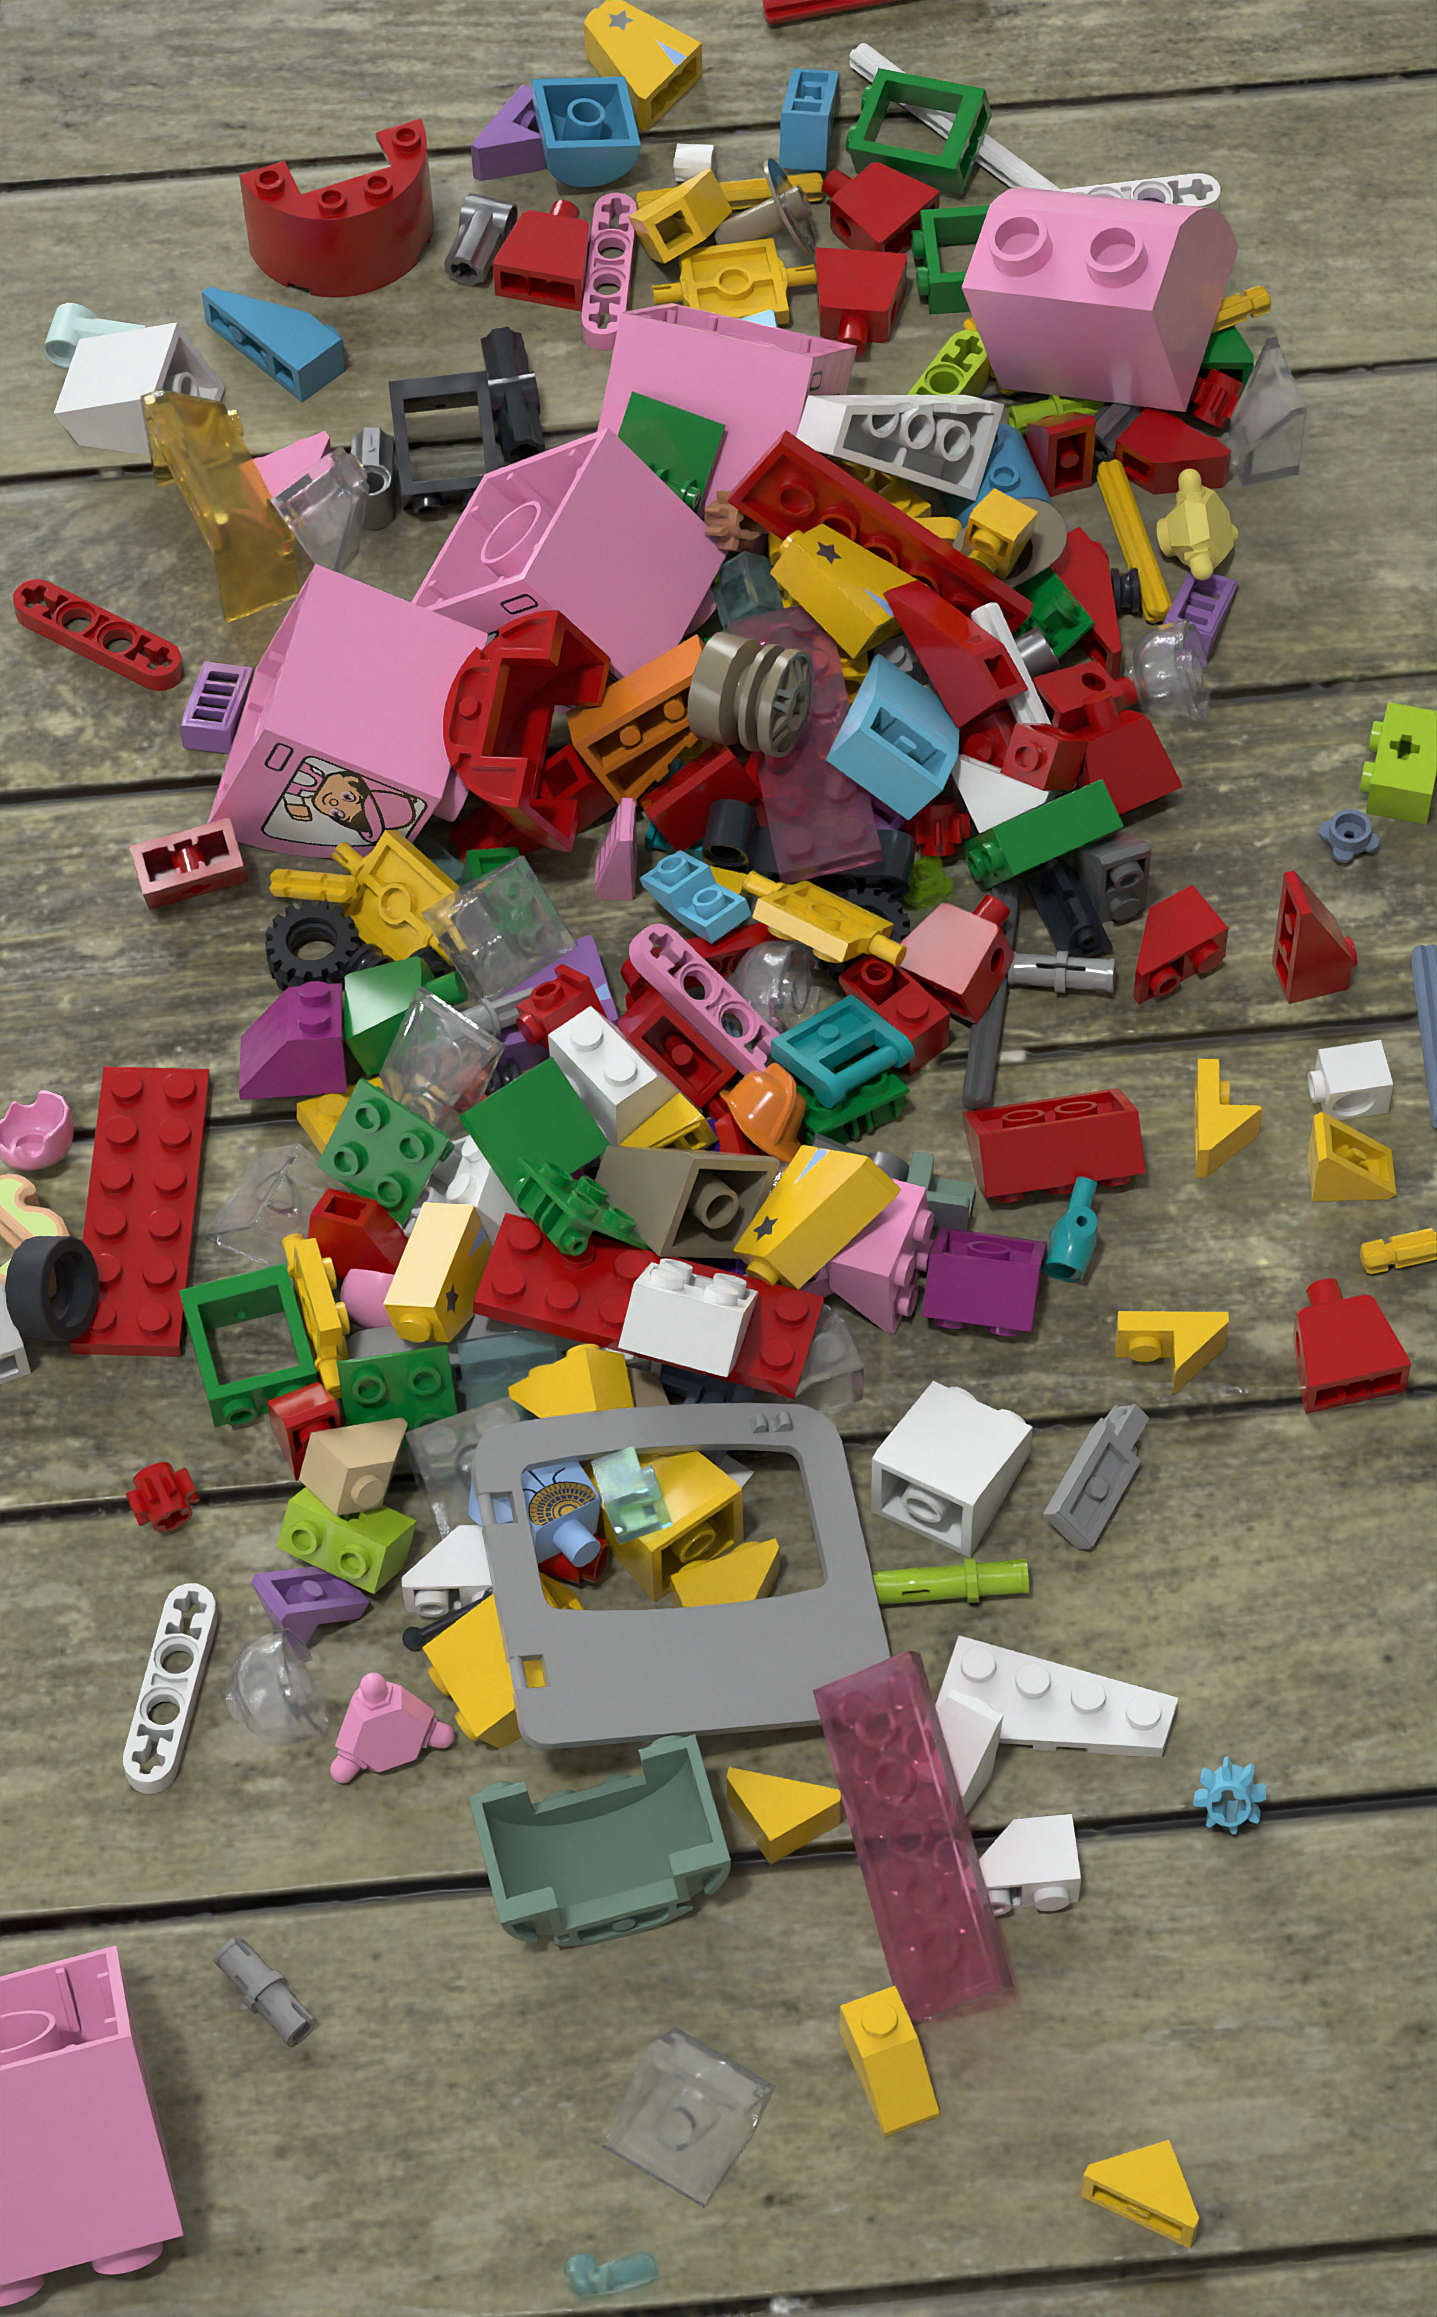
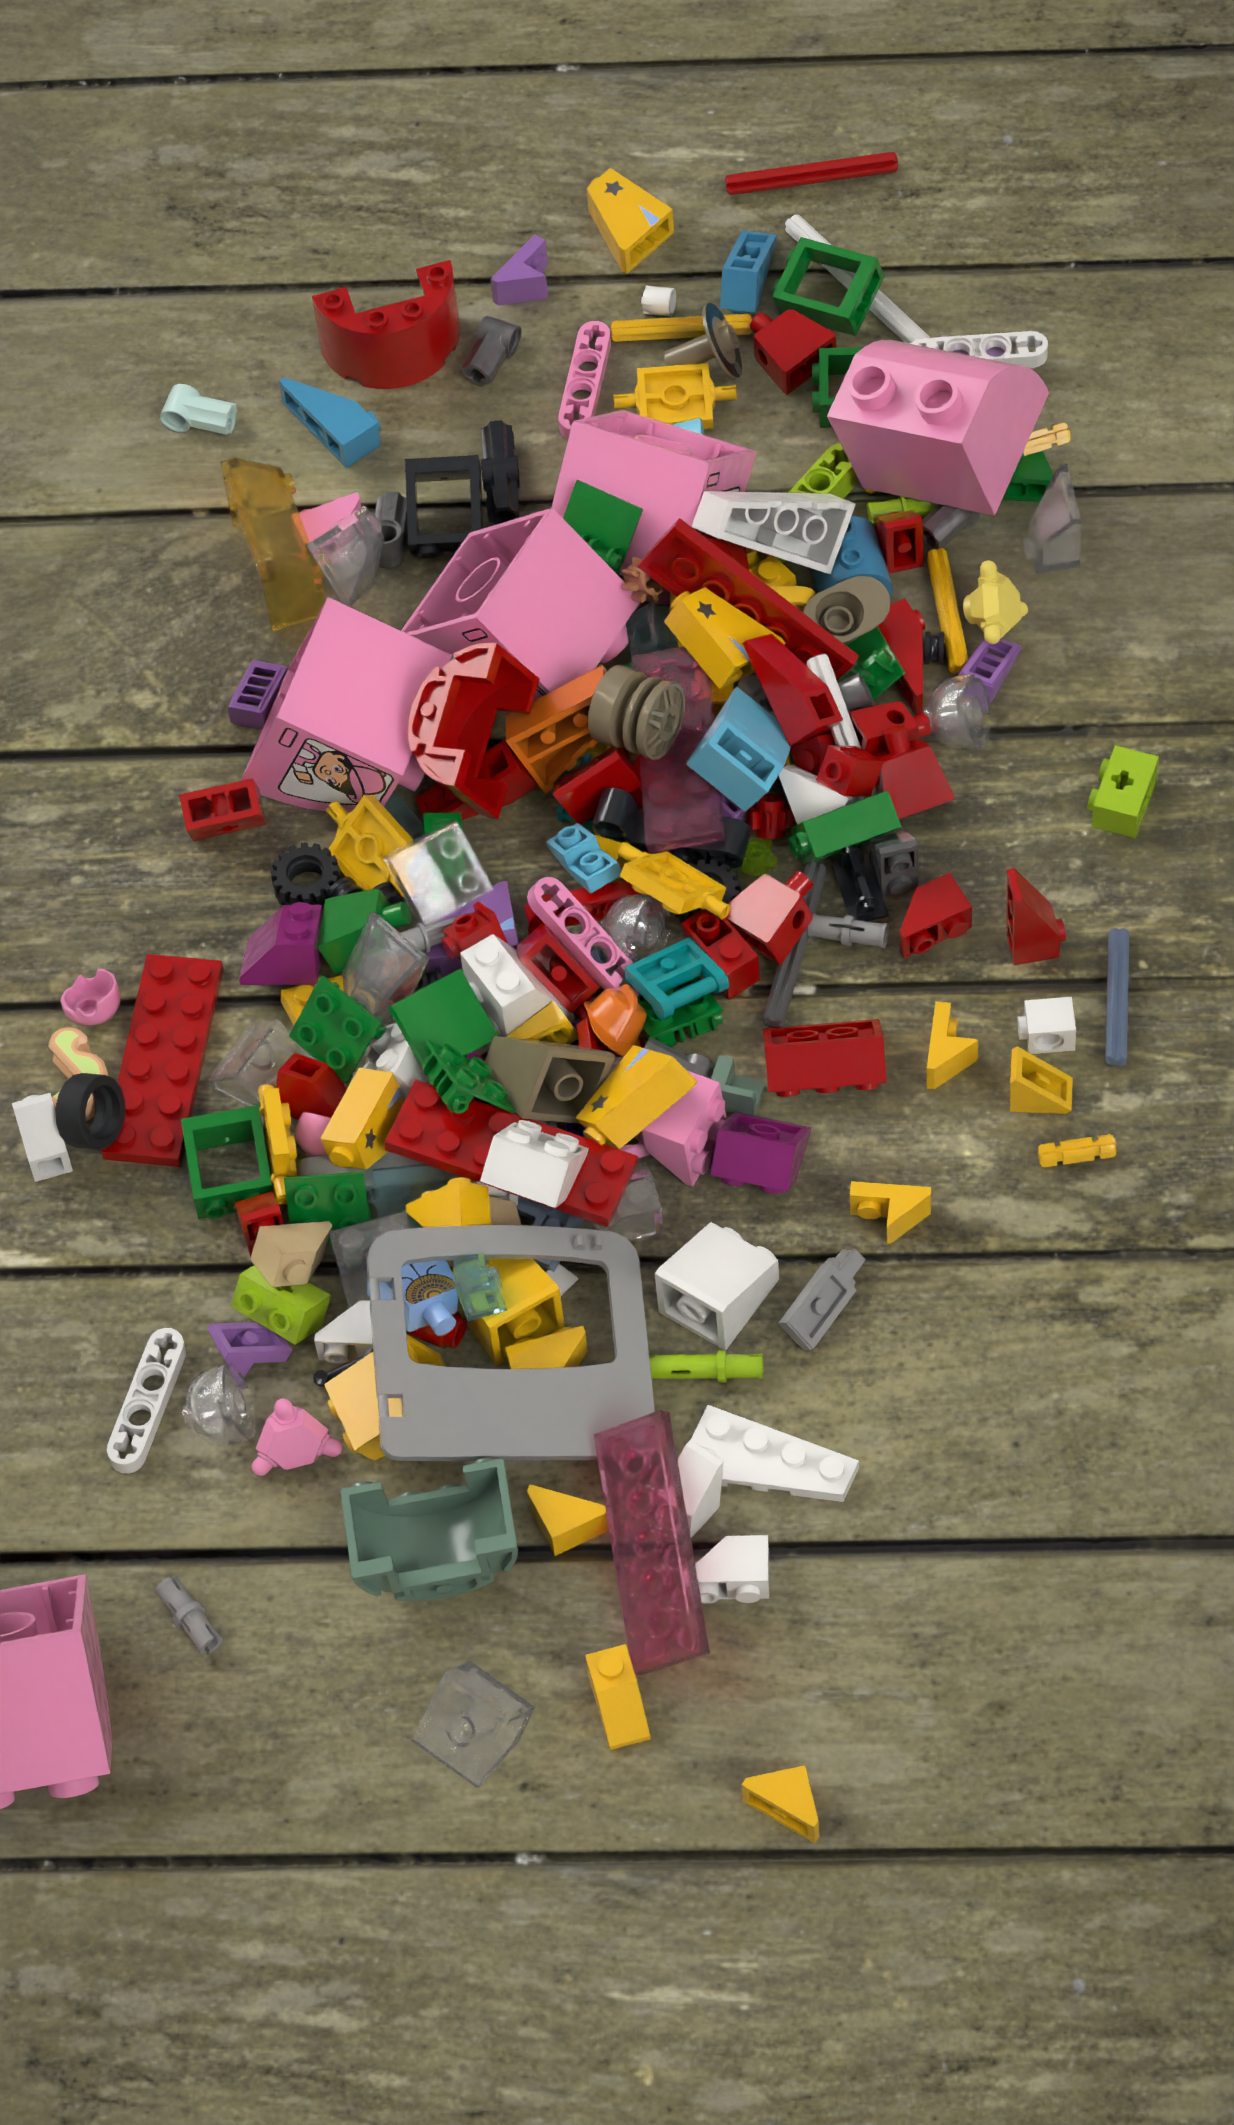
camera: 10 degrees right, 0 degrees up
(102, 629) = (179, 632): red beam -> none
(111, 372) = (215, 435): white slope -> none
(162, 1496) = (154, 1265): red gear -> none
(314, 886) = (311, 831): yellow axle -> none
(545, 258) = (537, 368): red torso -> none
(586, 128) = (577, 271): dark azure brick -> none
(612, 2277) = (404, 1829): clear light blue arm -> none
(618, 856) = (535, 824): bright pink slope -> none
(681, 217) = (641, 343): yellow slope -> none
(859, 294) = (767, 410): red torso -> none
(998, 532) = (836, 601): yellow slope -> none
(1073, 1235) = (828, 1124): teal piece -> none
(1162, 446) = (977, 539): red slope -> none
(1215, 397) = (1021, 504): red gear -> none
(1221, 1809) = (877, 1539): medium azure gear -> none
(1345, 1350) = (1015, 1221): red torso -> none
(1349, 823) = (1075, 834): sand blue plate -> none

